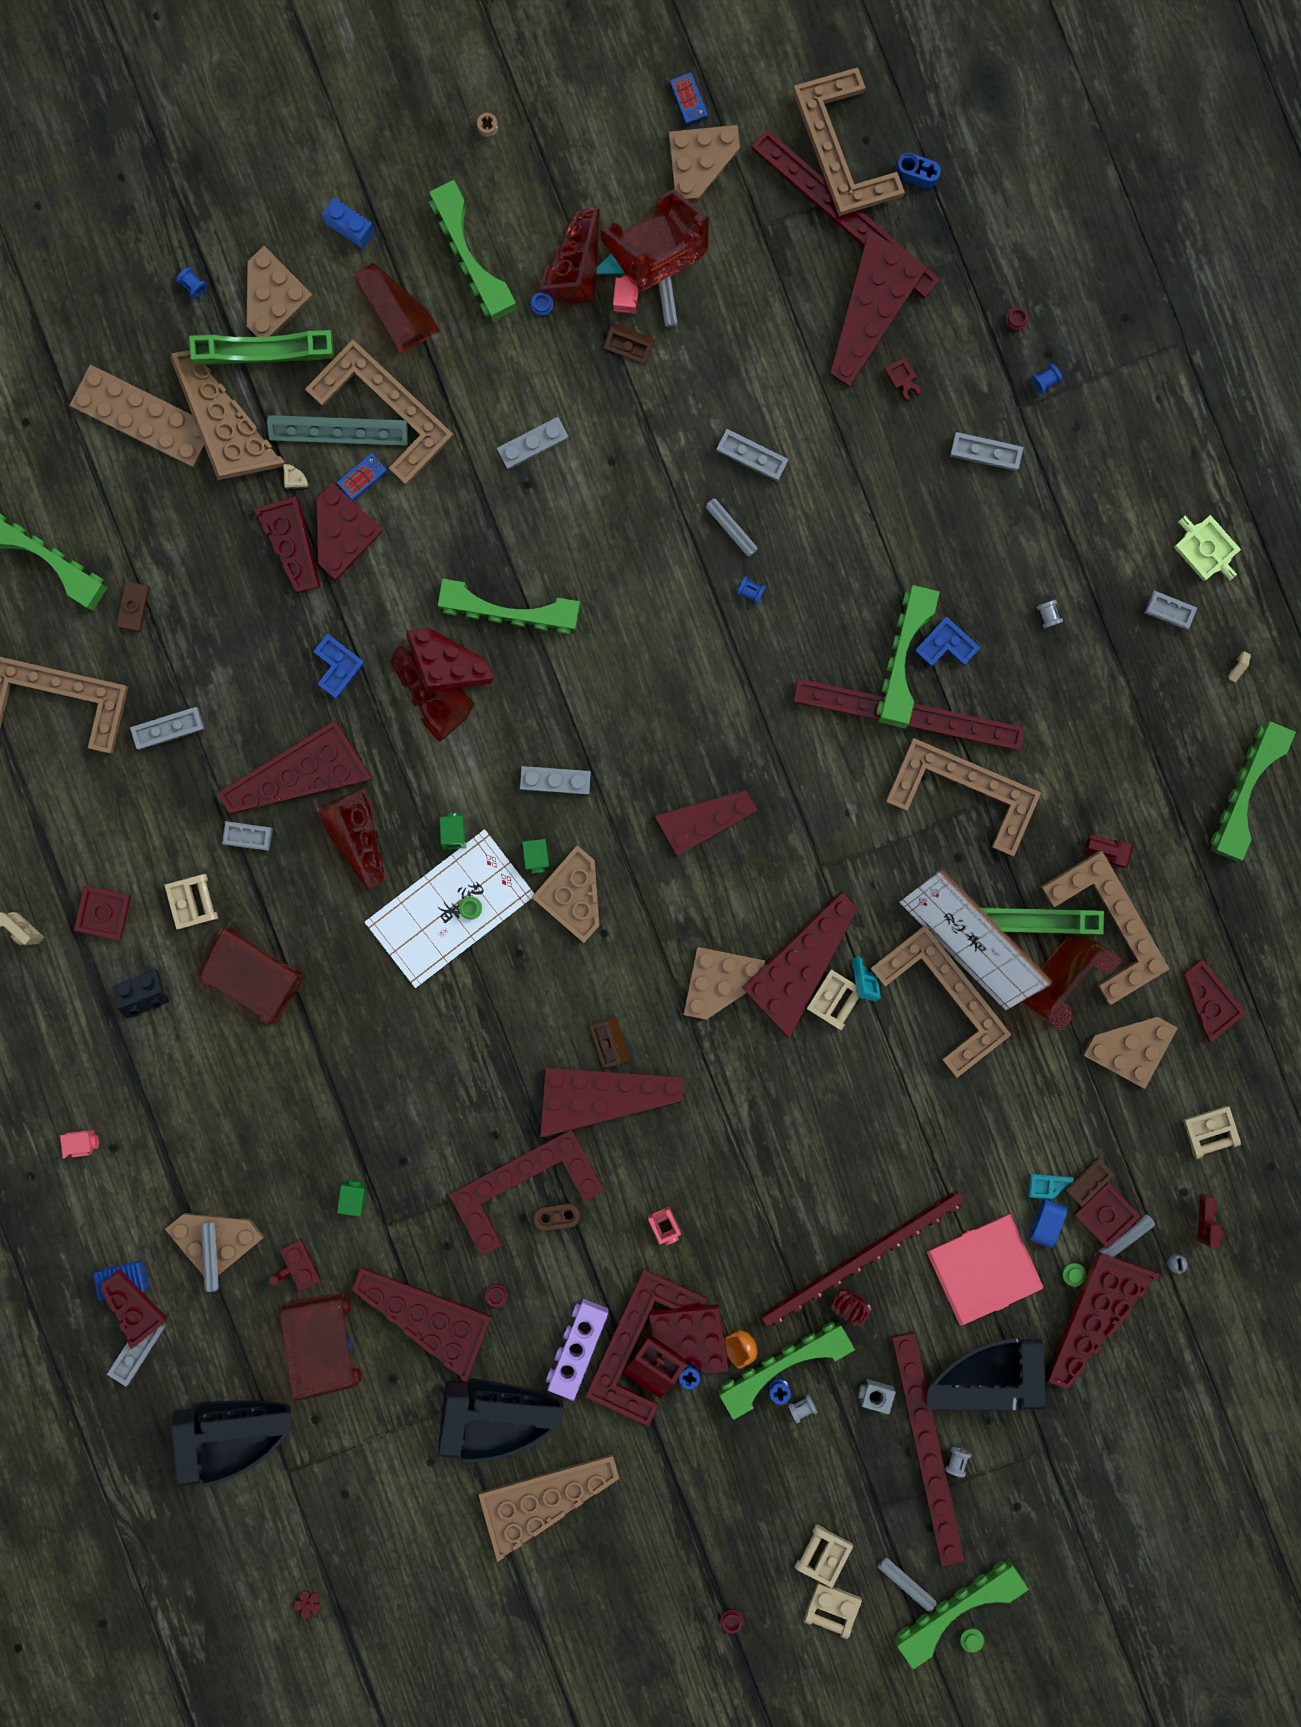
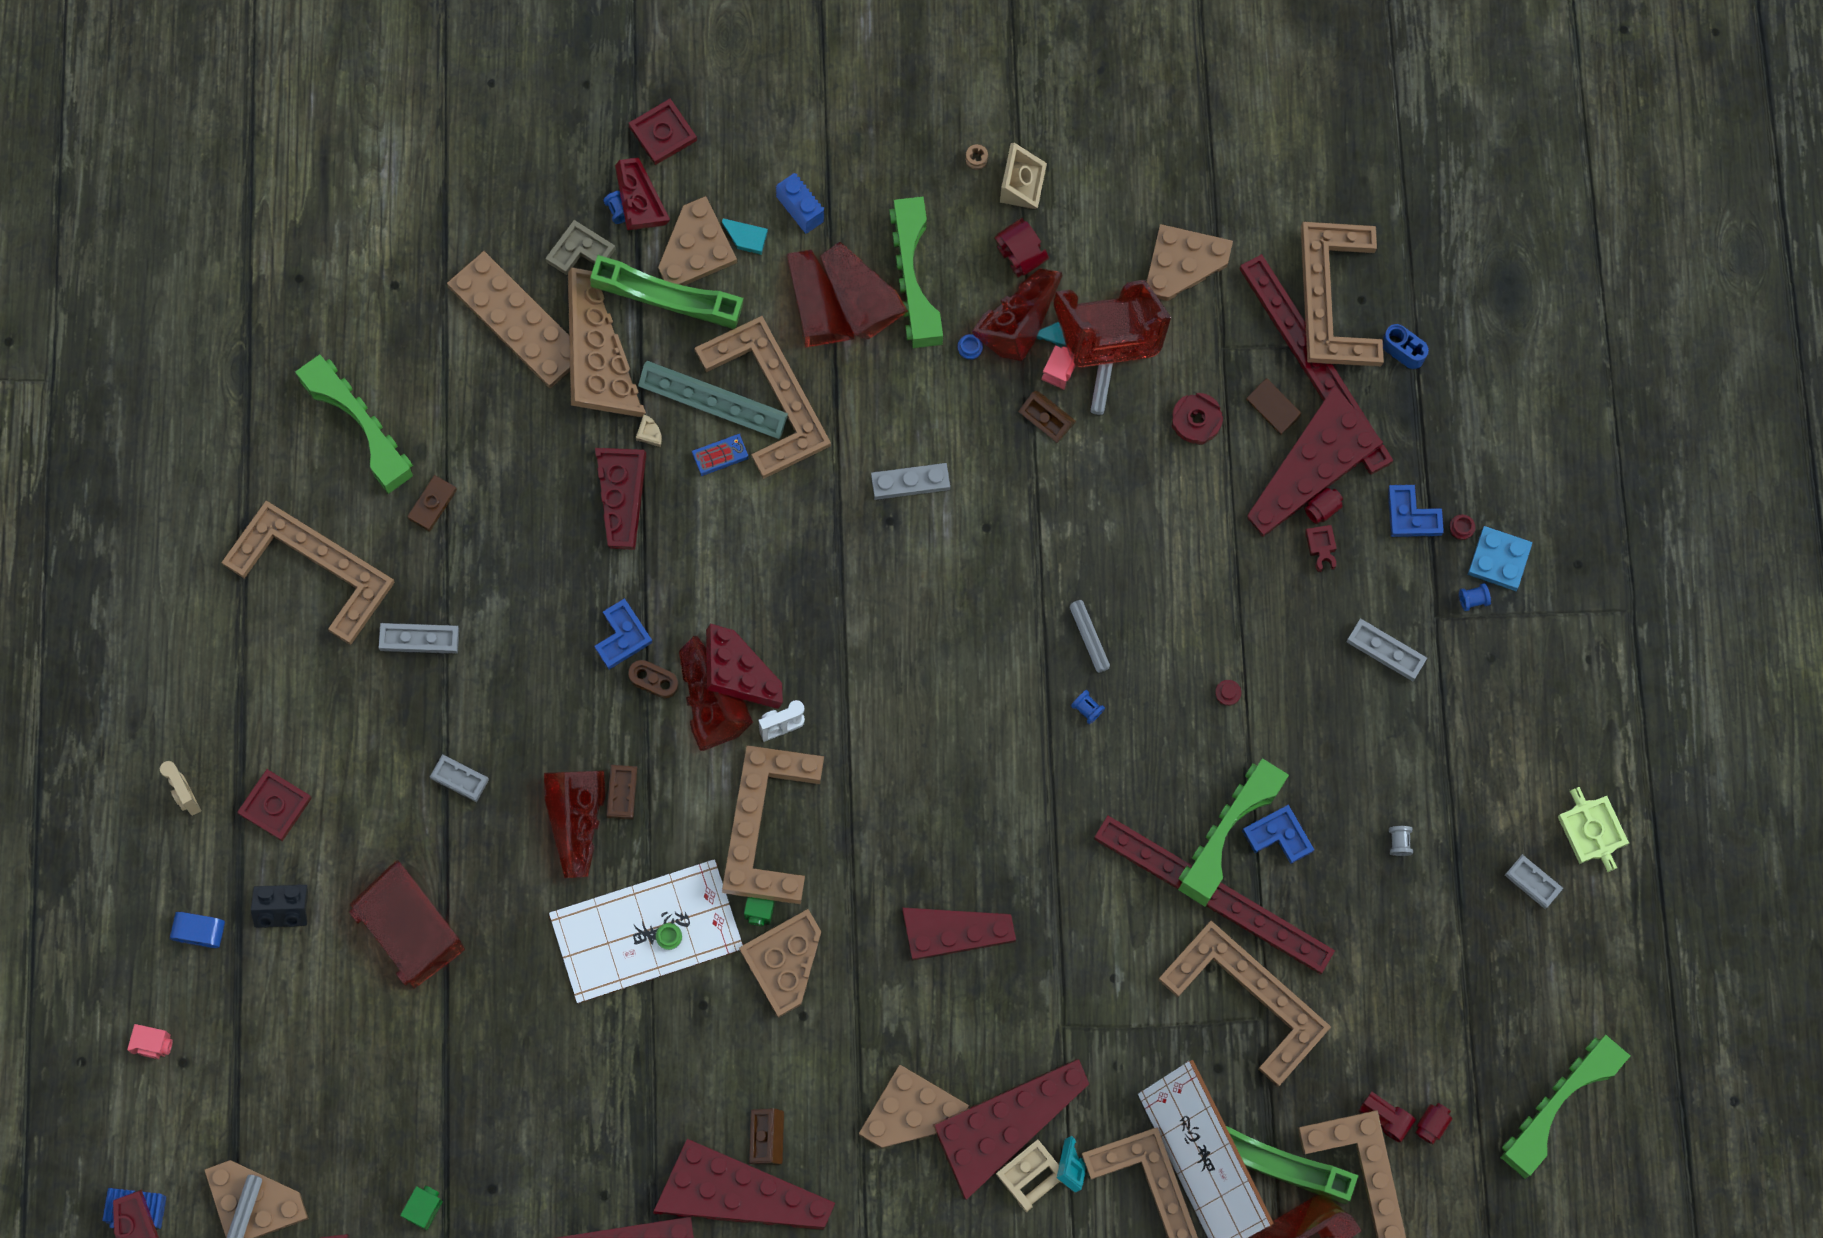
camera: 20 degrees right, 15 degrees down
(80, 1038) = (197, 930): none -> blue beam
(168, 328) = (578, 242): none -> dark tan plate
(184, 905) = (364, 825): tan plate -> none
(204, 198) = (662, 131): none -> dark red plate
(205, 266) = (639, 199): none -> dark red wing
(307, 768) = (553, 729): dark red wing -> none
(312, 270) = (746, 236): none -> teal tile
(342, 531) = (678, 502): dark red plate -> none
(378, 694) = (654, 679): none -> reddish brown plate
(387, 800) = (622, 792): none -> reddish brown plate
(435, 291) = (862, 294): none -> clear red wedge
(453, 831) = (680, 849): green brick -> none
(495, 698) = (785, 721): none -> white plate
(510, 838) = (739, 872): none -> medium nougat plate
(534, 131) = (1022, 178): none -> tan slope
(555, 195) = (1021, 247): none -> dark red brick
(555, 780) = (809, 834): light grey plate -> none
(560, 615) = (875, 663): bright green arch -> none
(688, 99) = (1191, 199): tile -> none
(751, 289) = (1197, 432): none -> dark red plate
(752, 455) = (1136, 570): light grey plate -> none
(821, 266) = (1274, 406): none -> reddish brown slope
(864, 536) = (1228, 692): none -> dark red plate
(893, 341) = (1324, 505): none -> dark red brick
(969, 328) = (1406, 519): none -> blue plate
(1057, 335) = (1500, 558): none -> dark azure plate
(1149, 842) = (1433, 1123): none -> dark red brick
(1242, 665) = (1591, 967): tan tile -> none

